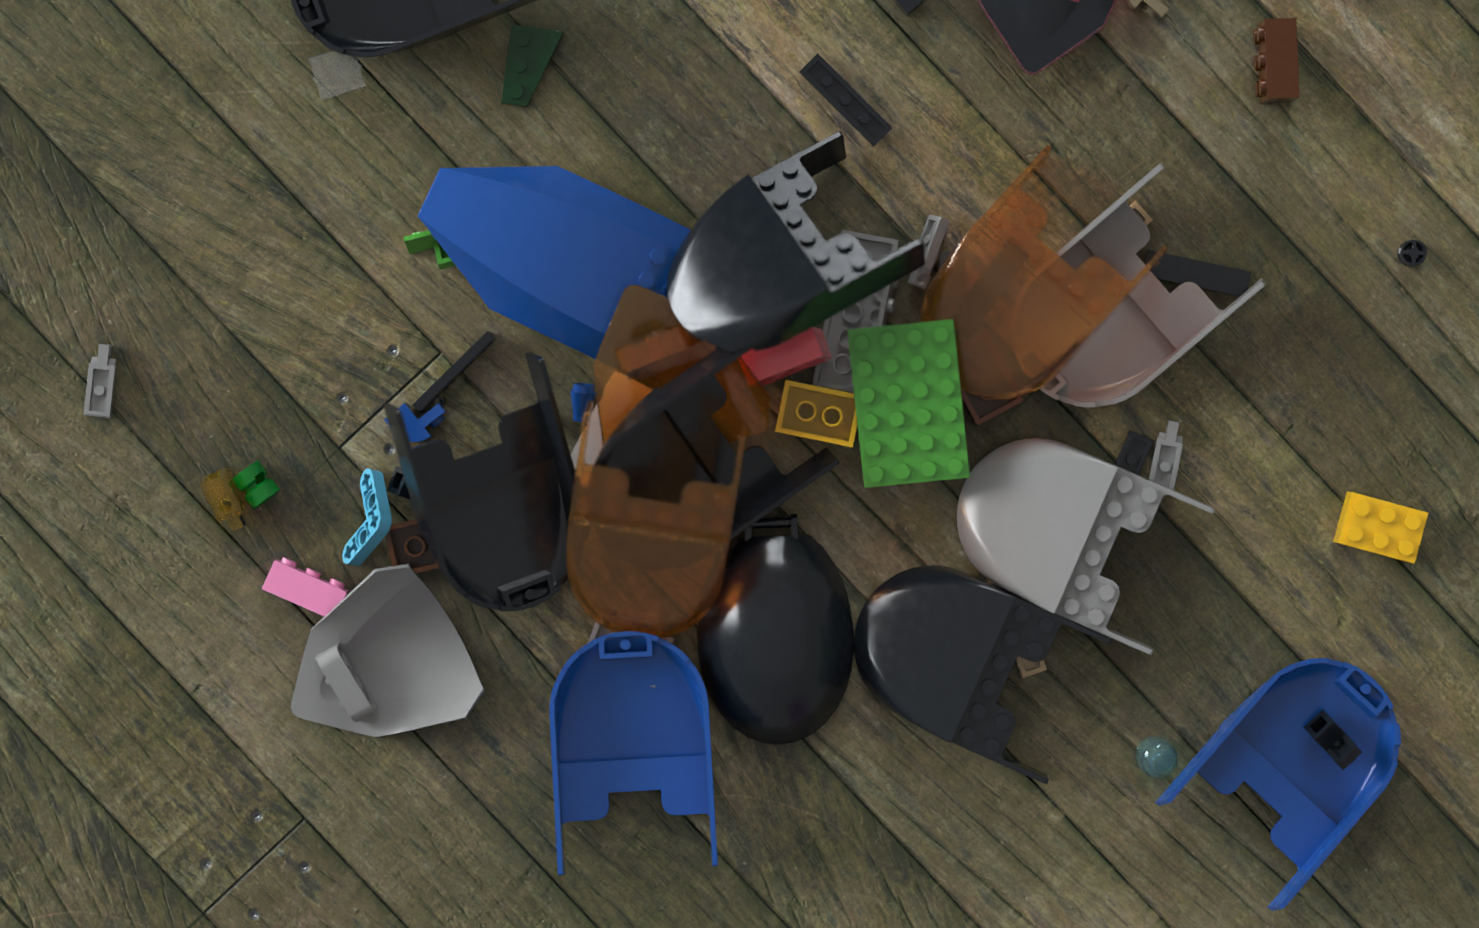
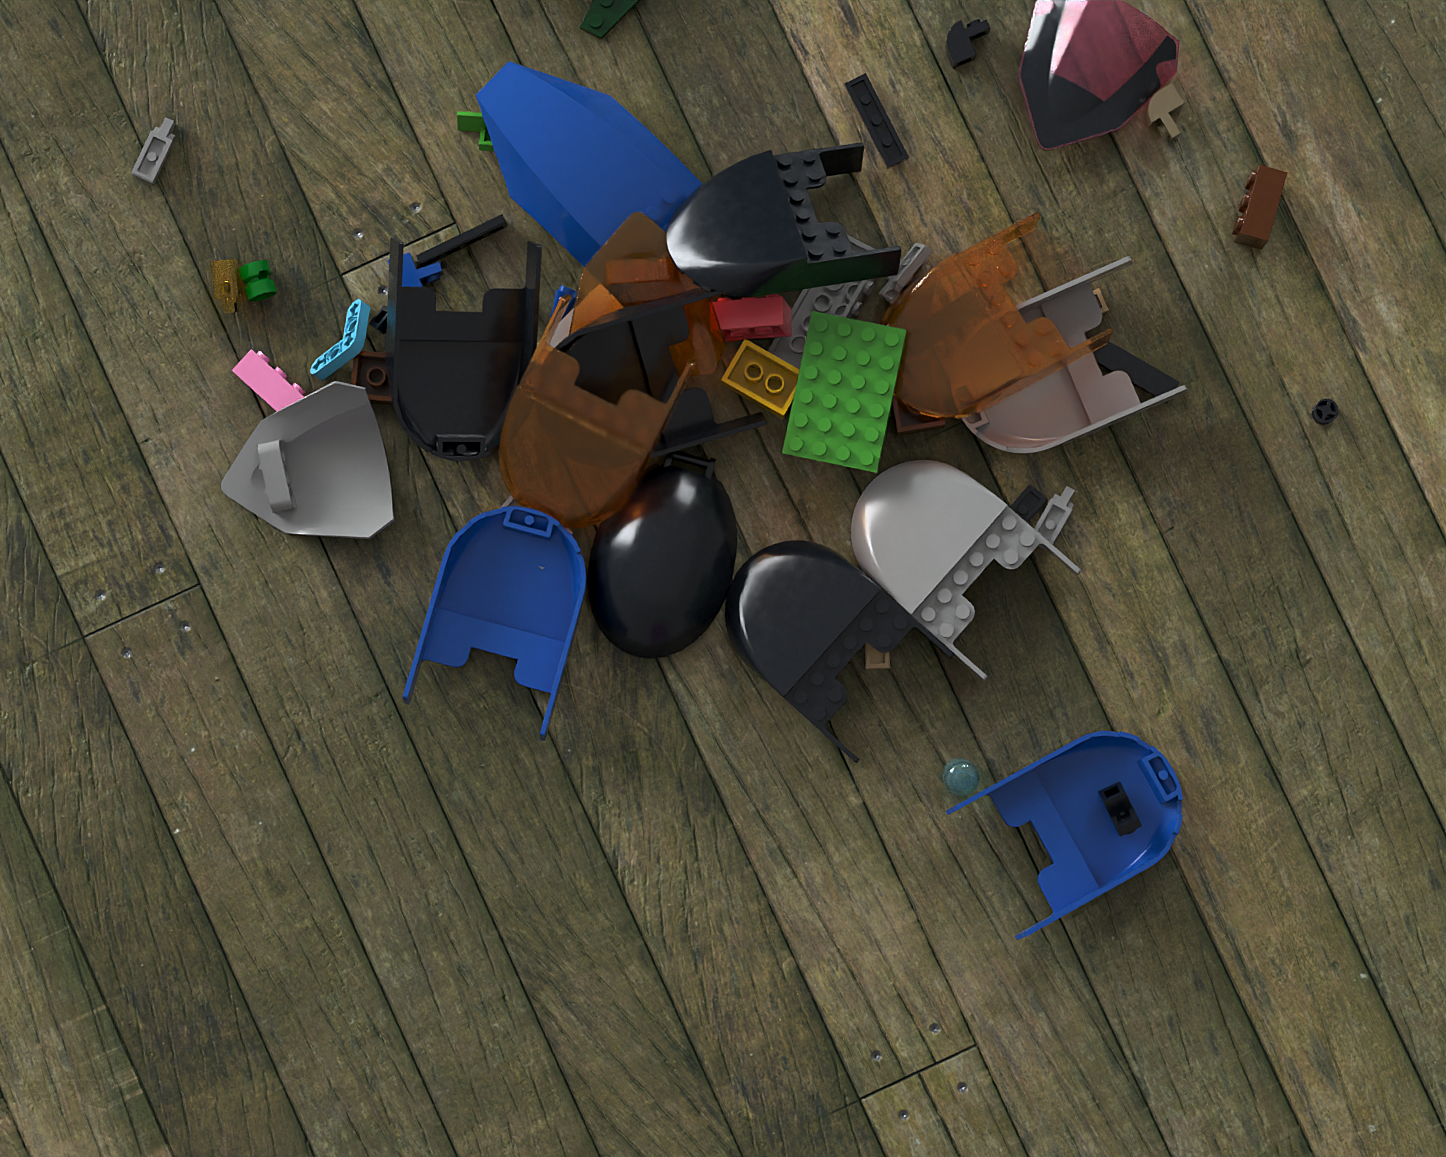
camera: 20 degrees right, 5 degrees down
(1380, 527) = (1221, 639): yellow brick -> none

